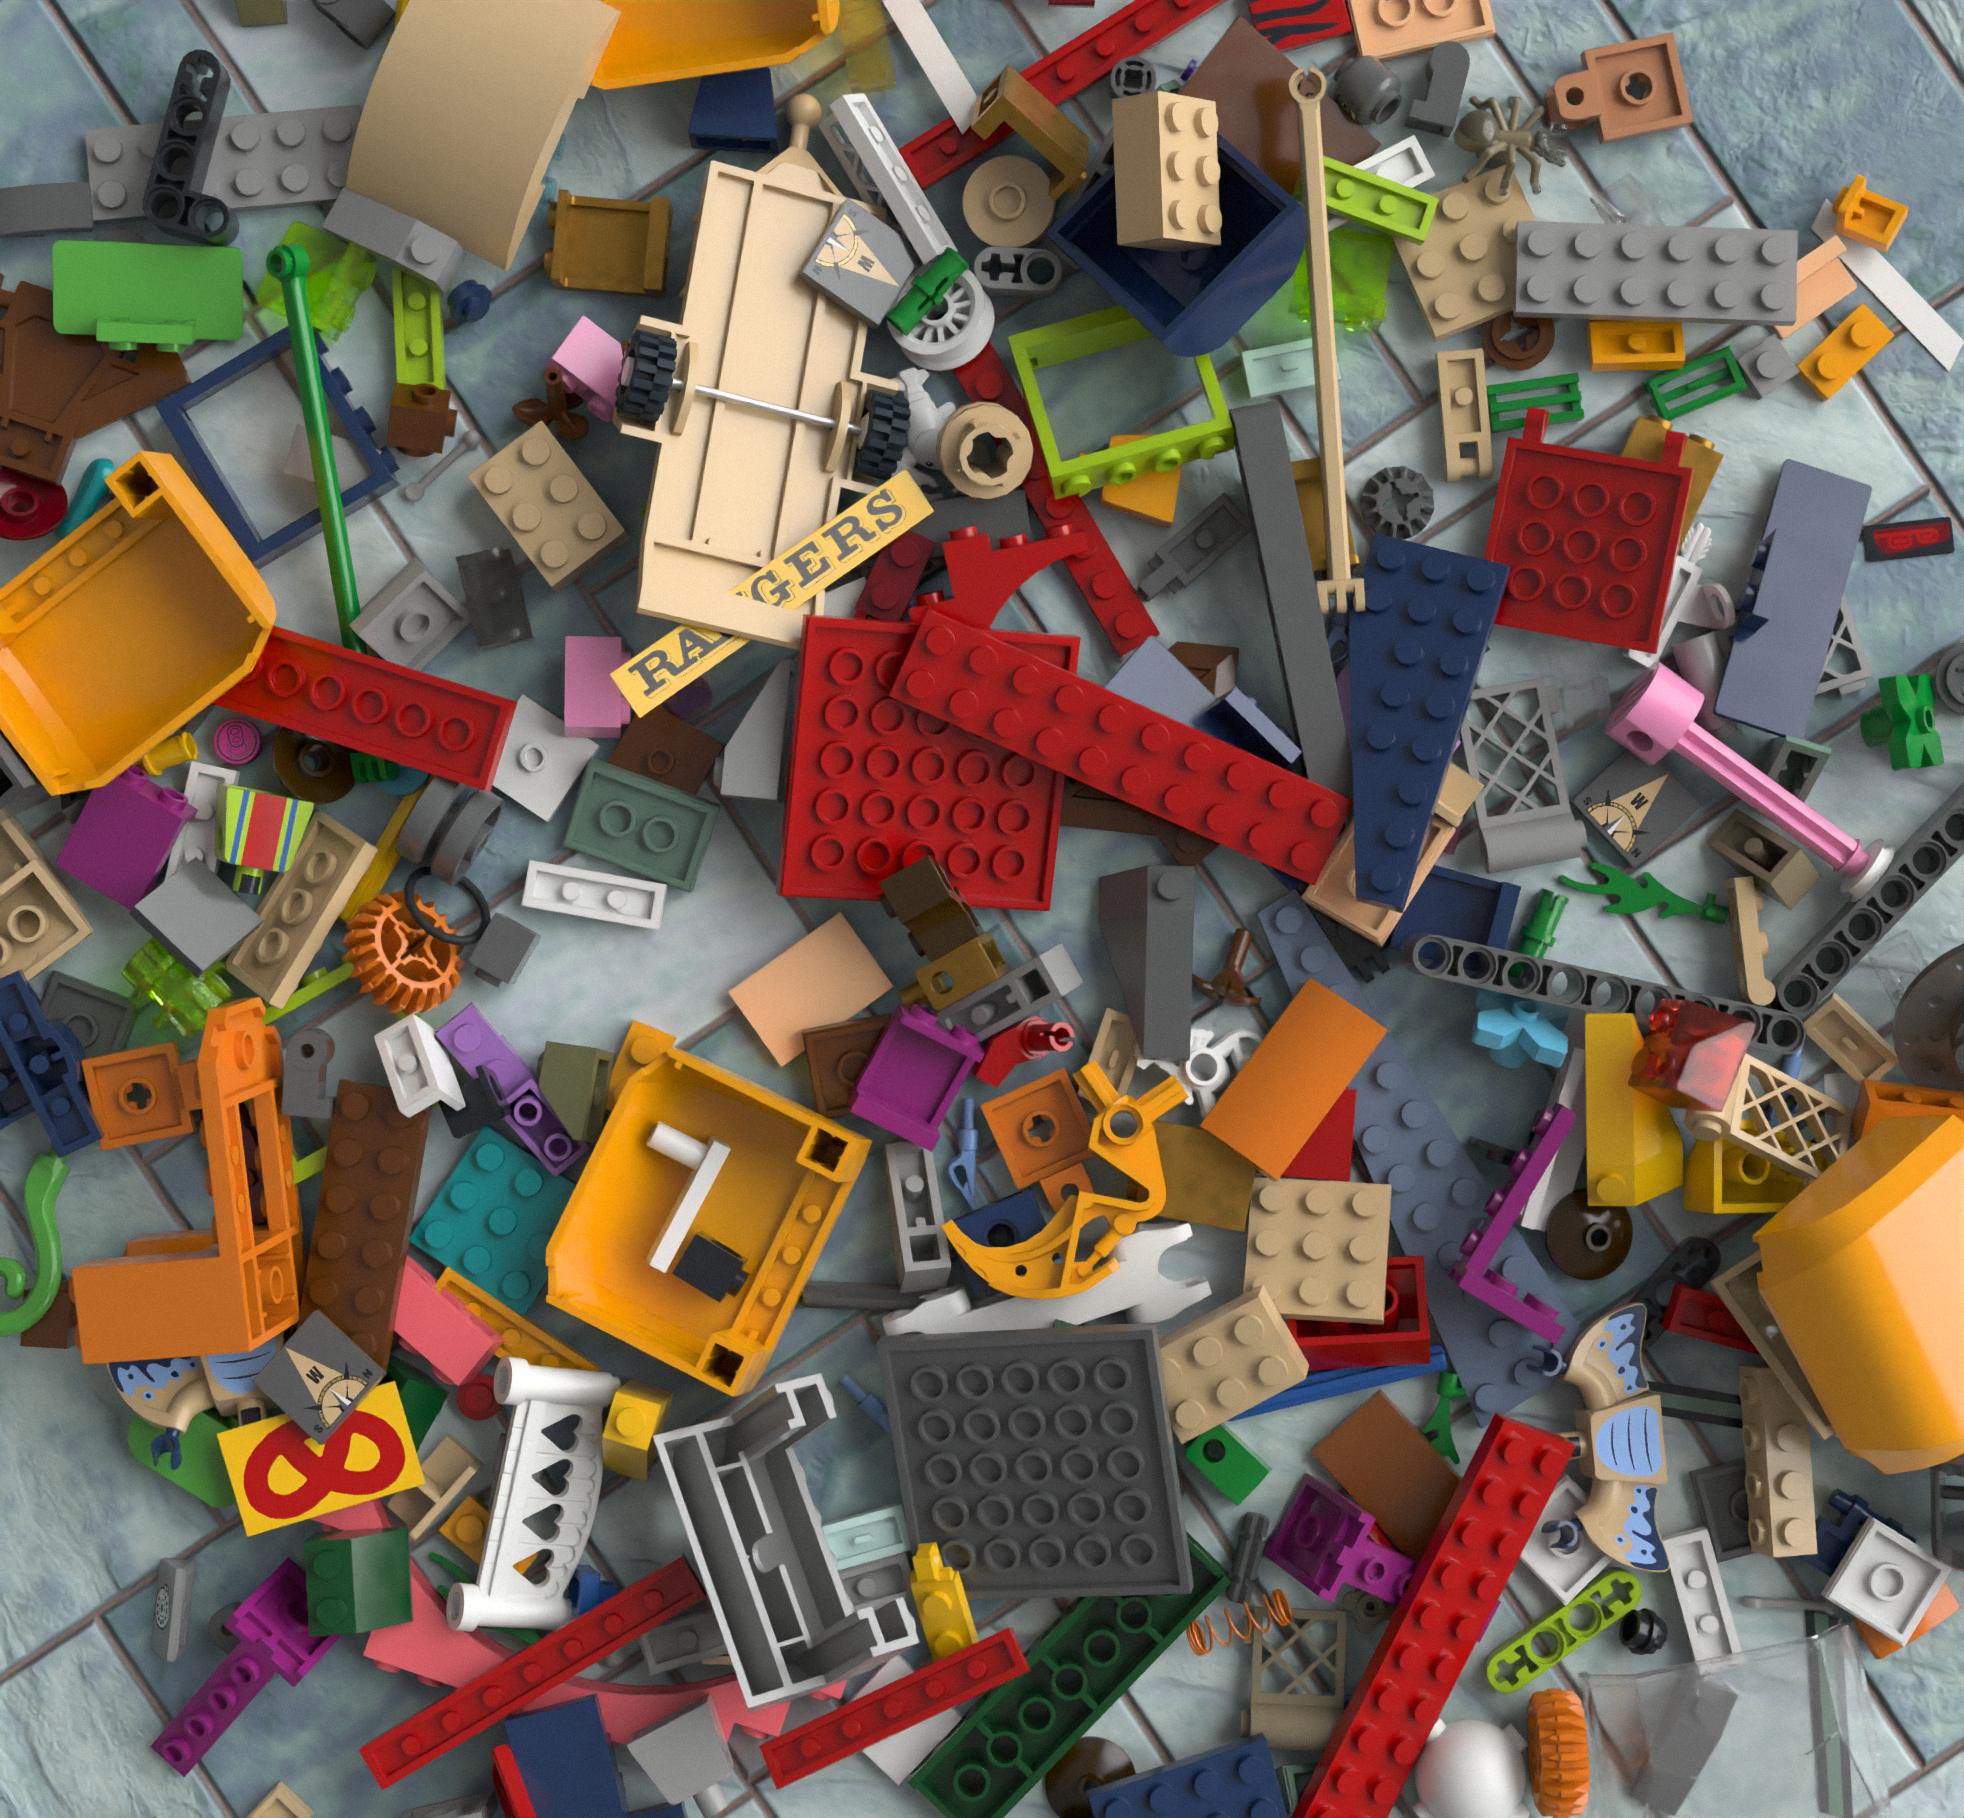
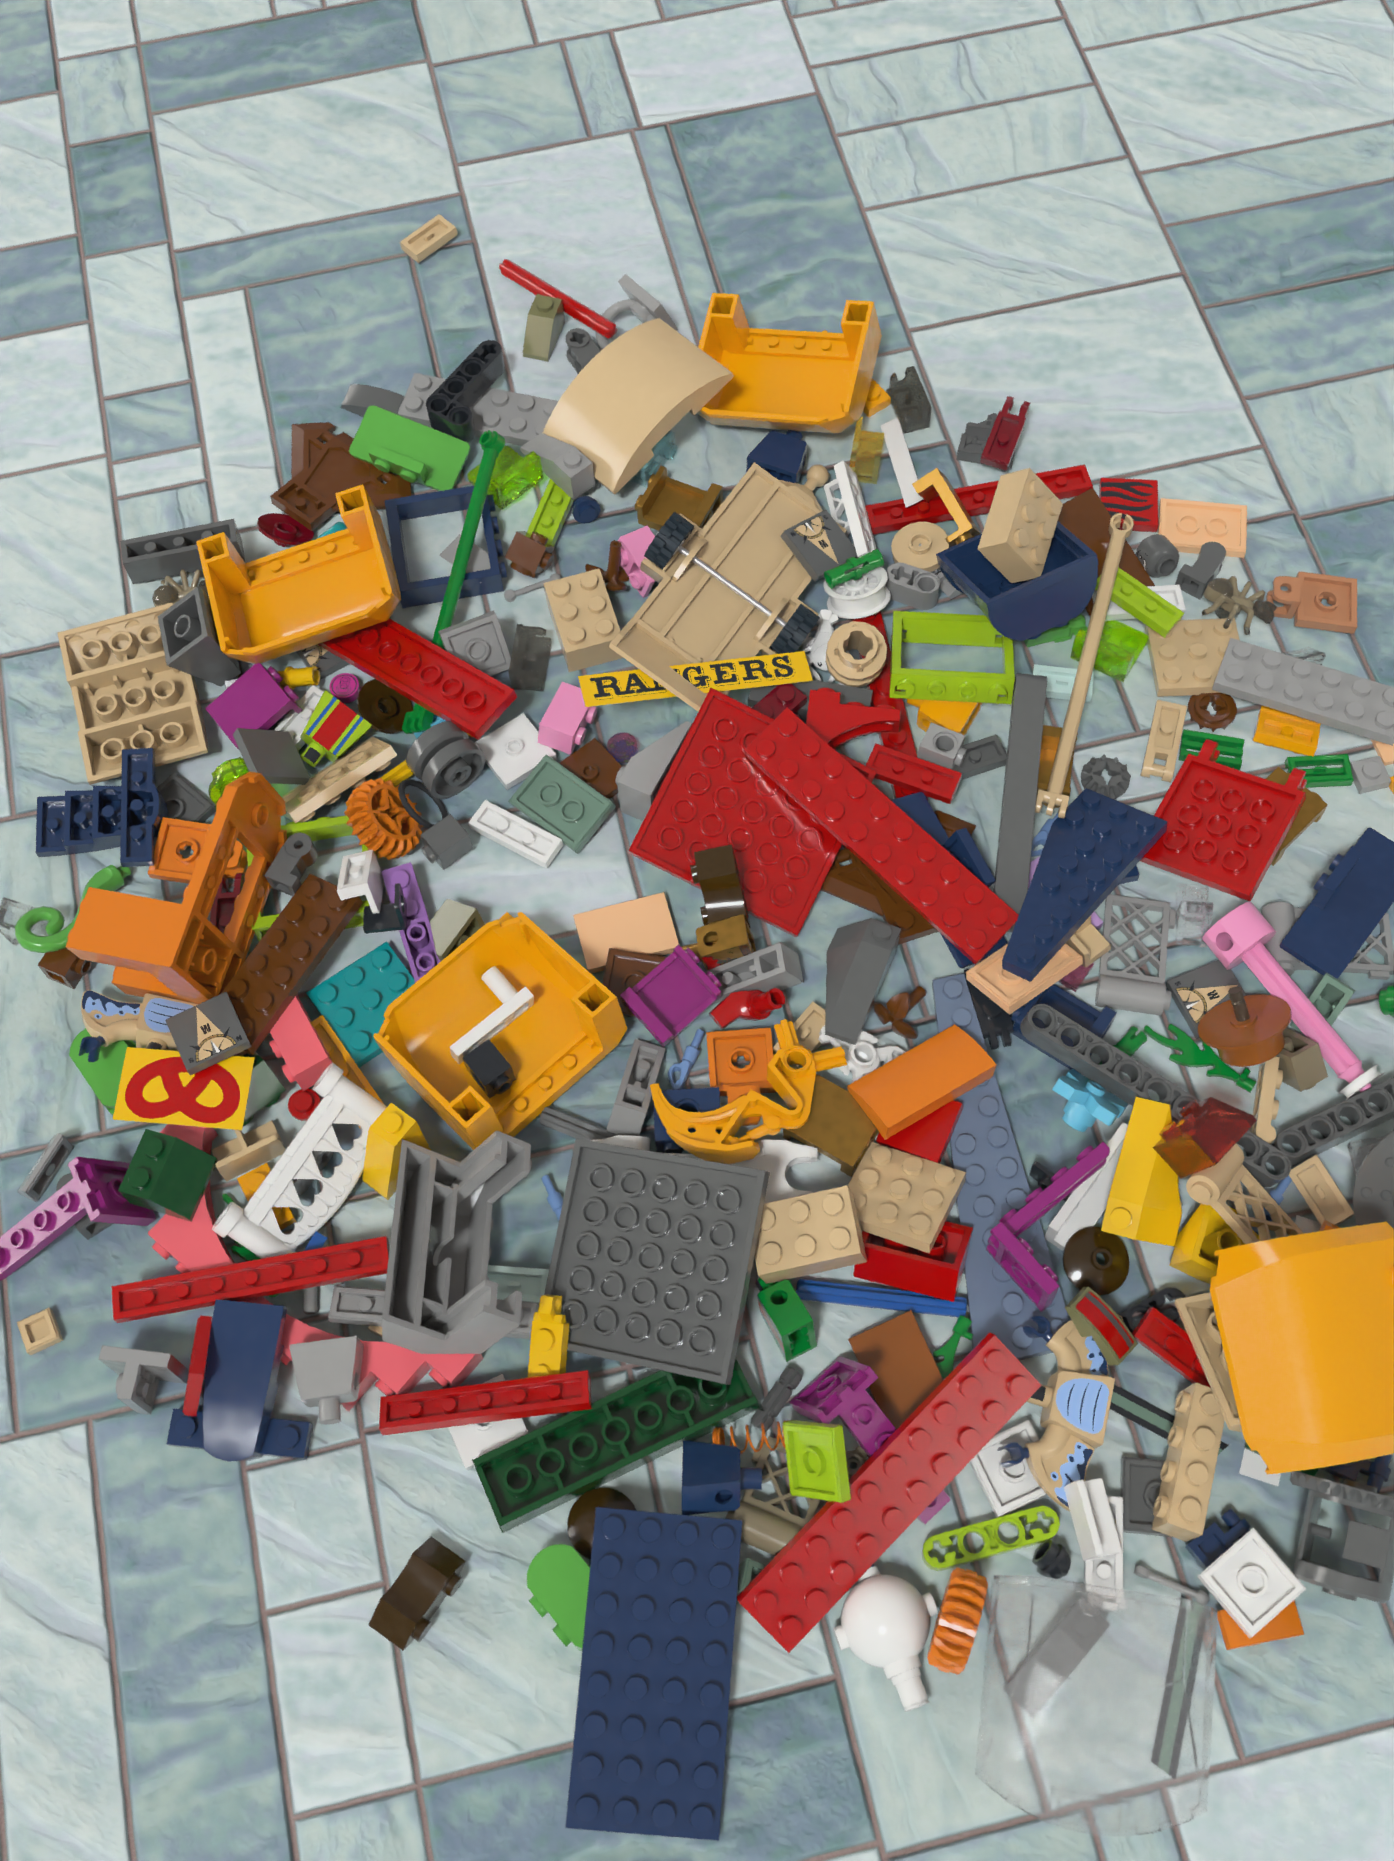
camera: 25 degrees right, 25 degrees down
(1128, 610) = (914, 773): none -> red plate
(1138, 565) = (942, 738): none -> light grey brick
(1210, 1693) = (714, 1478): none -> dark blue torso
(1332, 1640) = (816, 1460): none -> lime tile
(1624, 1335) = (1097, 1319): none -> slope
(1681, 1576) = (1092, 1519): none -> white panel
(1688, 600) = (1277, 883): white piece -> none
(1697, 849) = (1246, 1028): none -> dark orange piece

